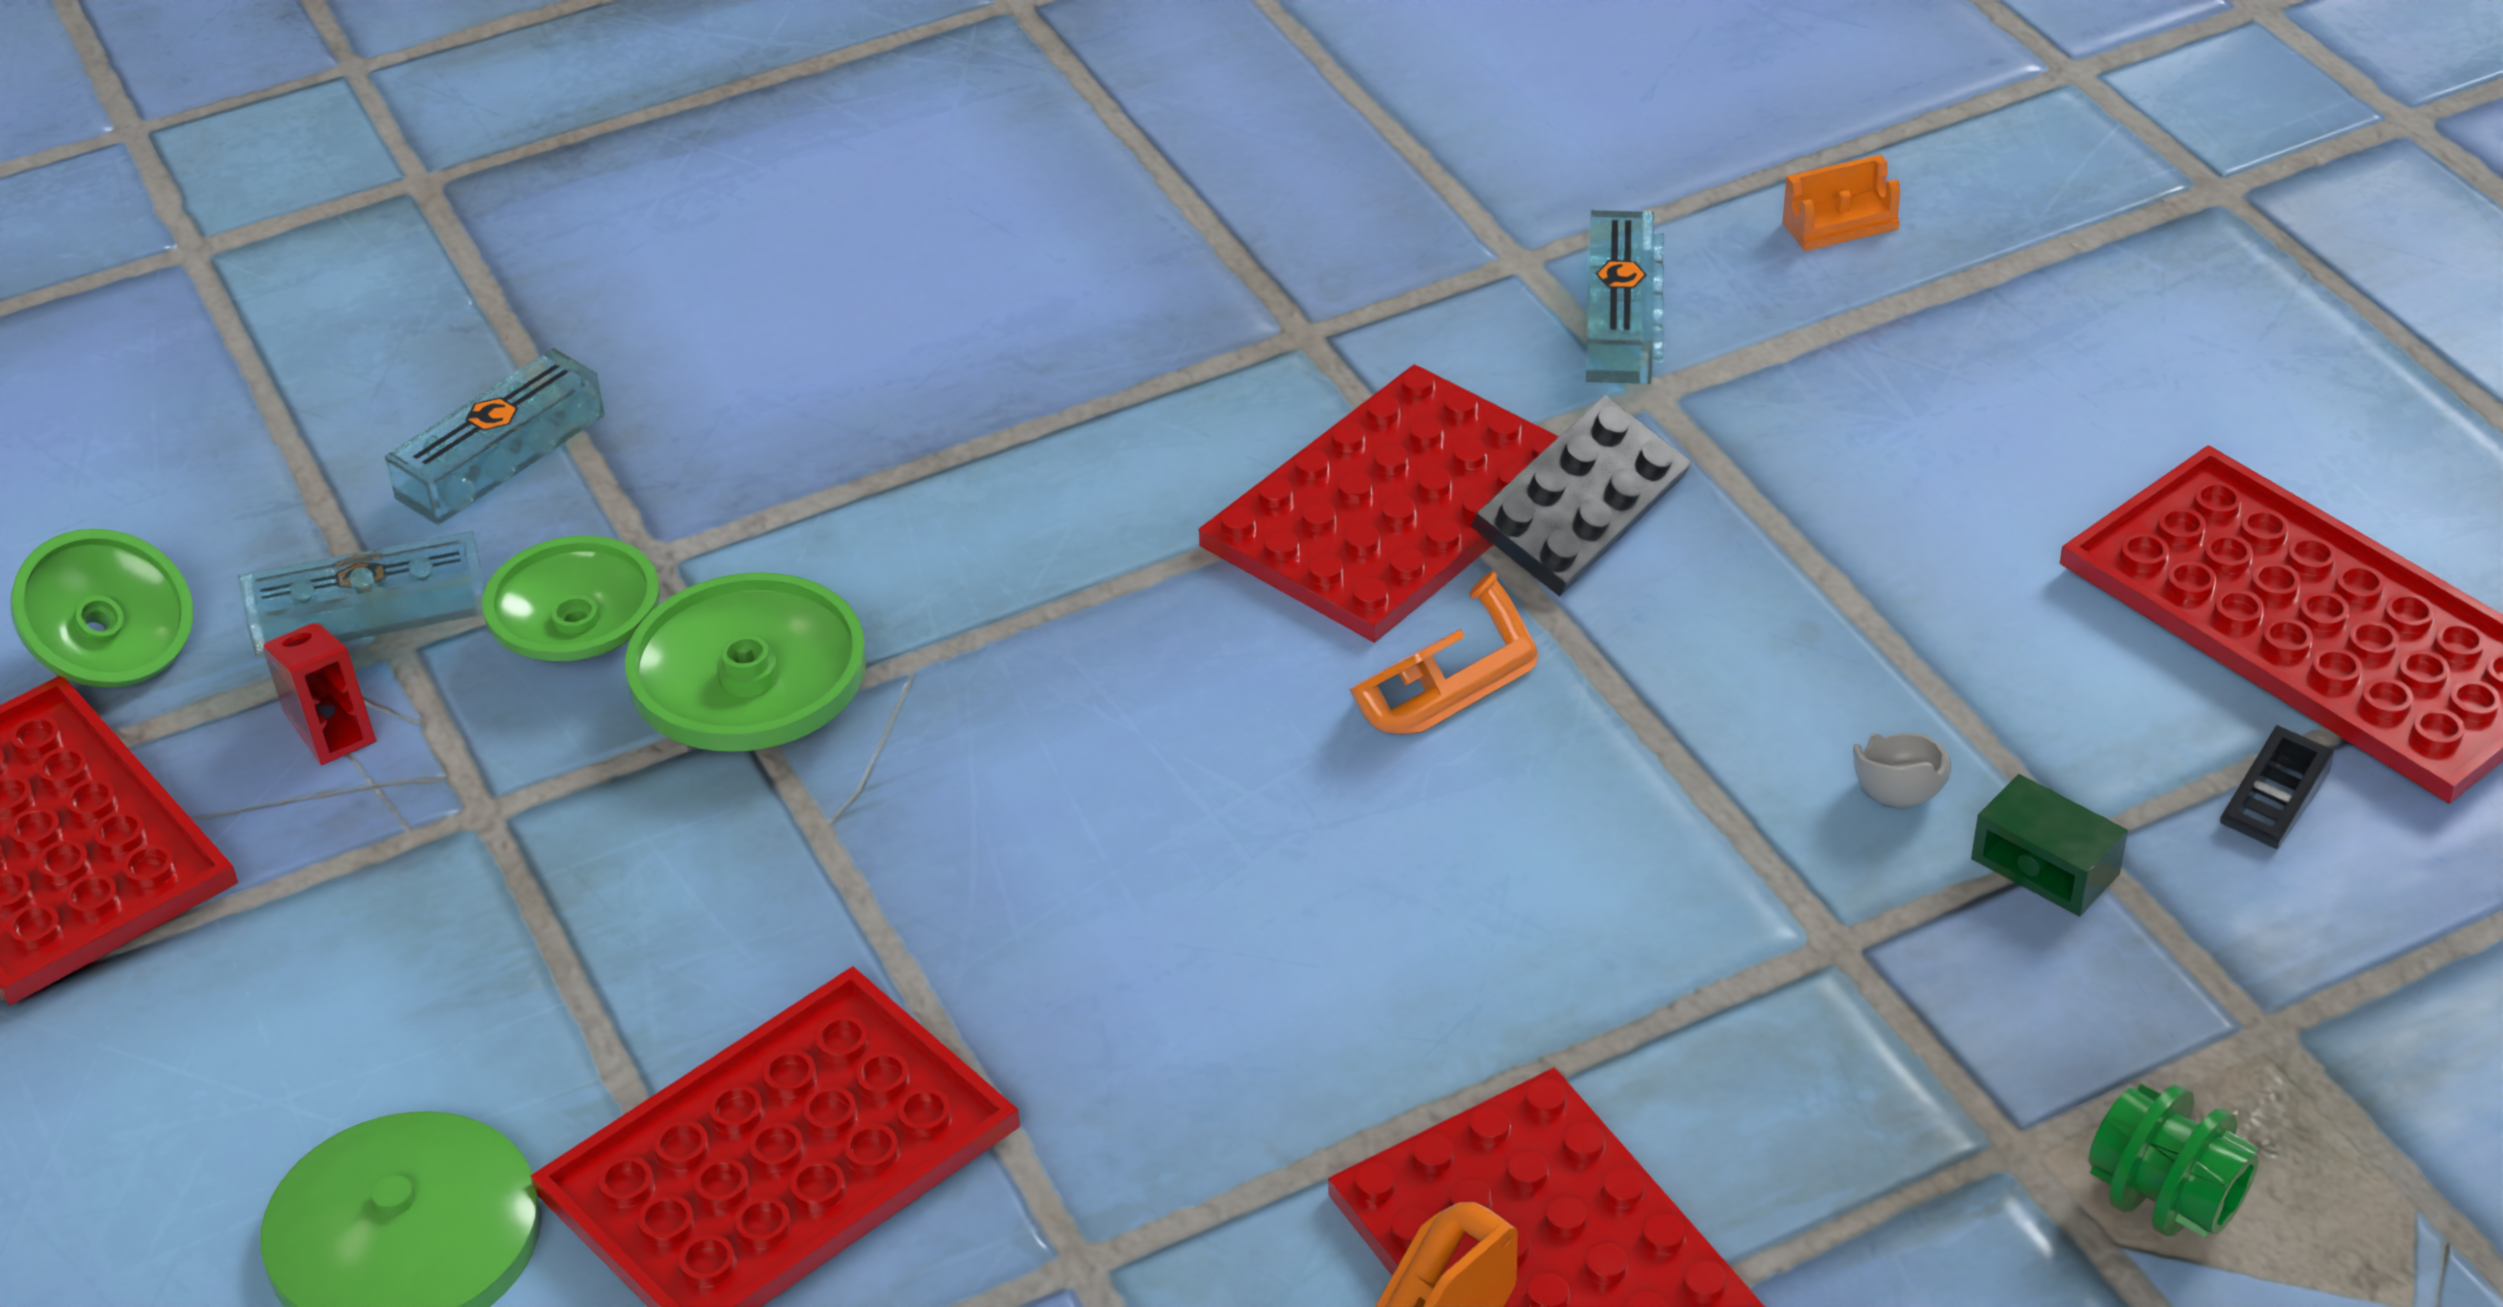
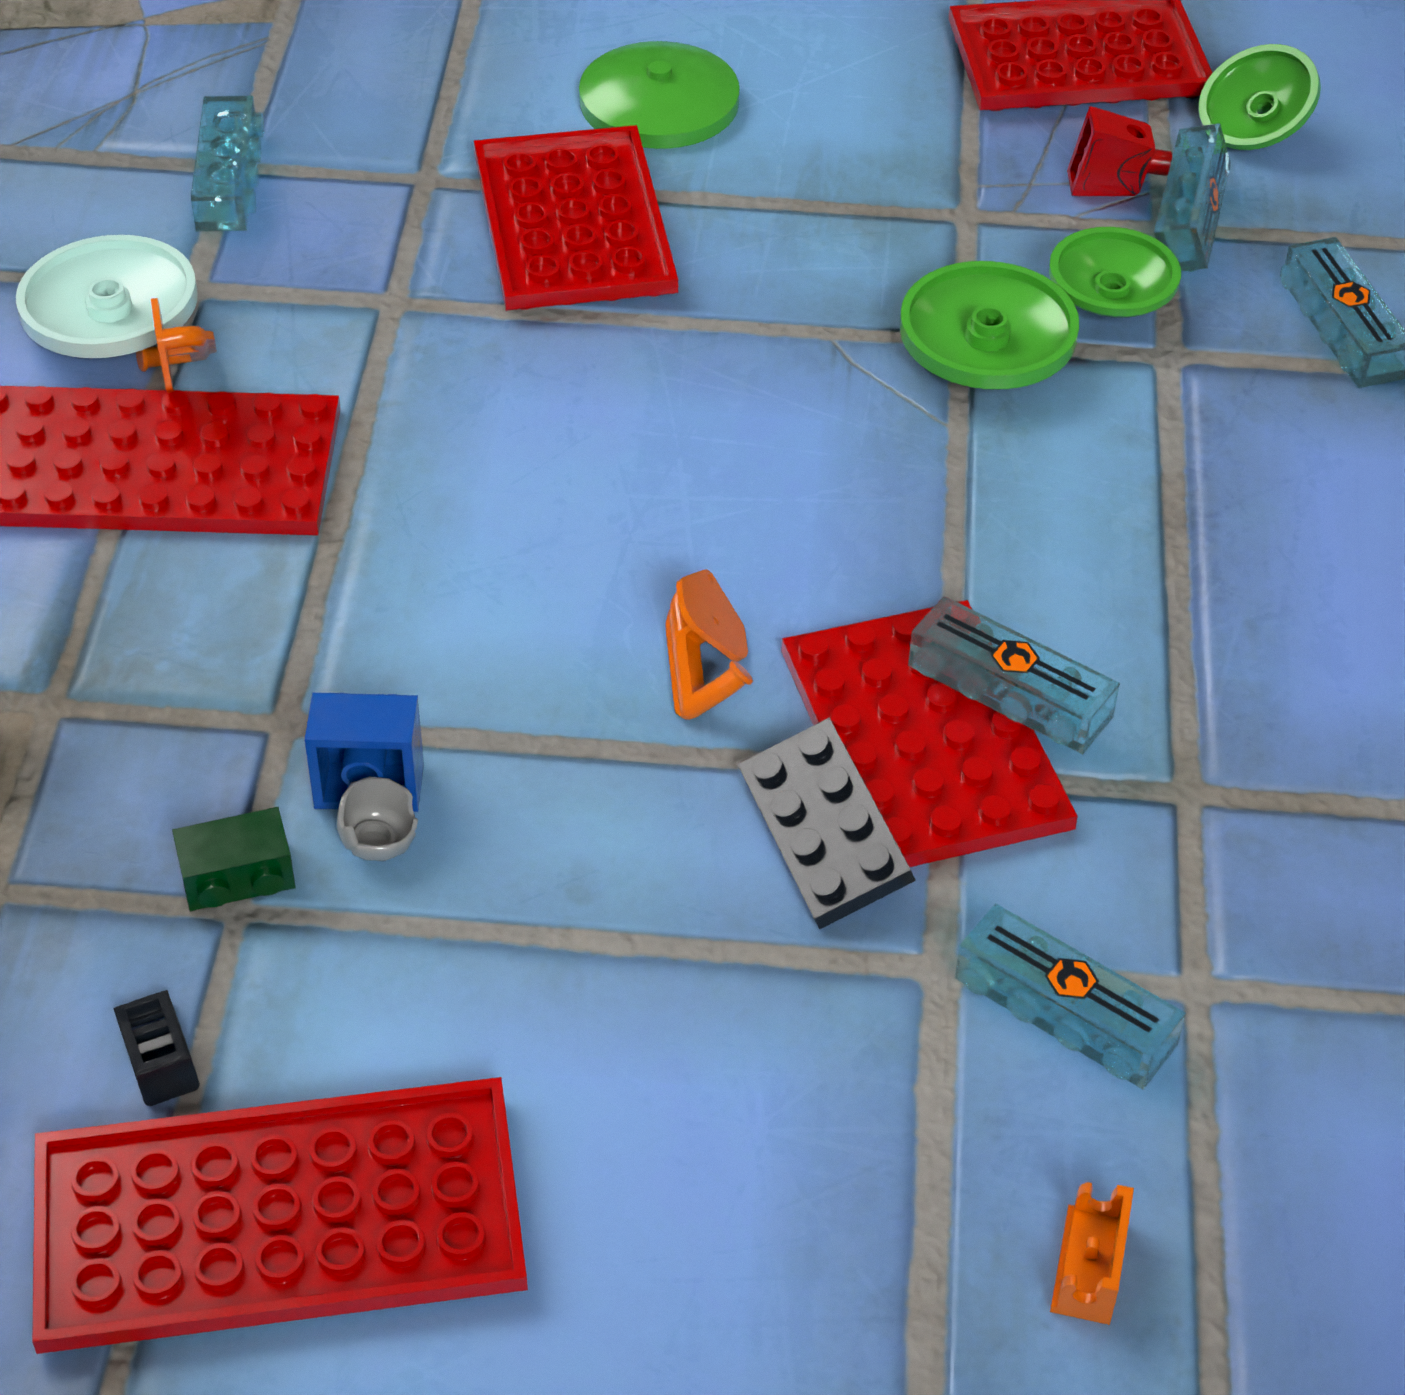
camera: 120 degrees right, 5 degrees up
(1309, 425) = (1013, 674): none -> clear light blue brick
(1849, 792) = (362, 738): none -> blue brick

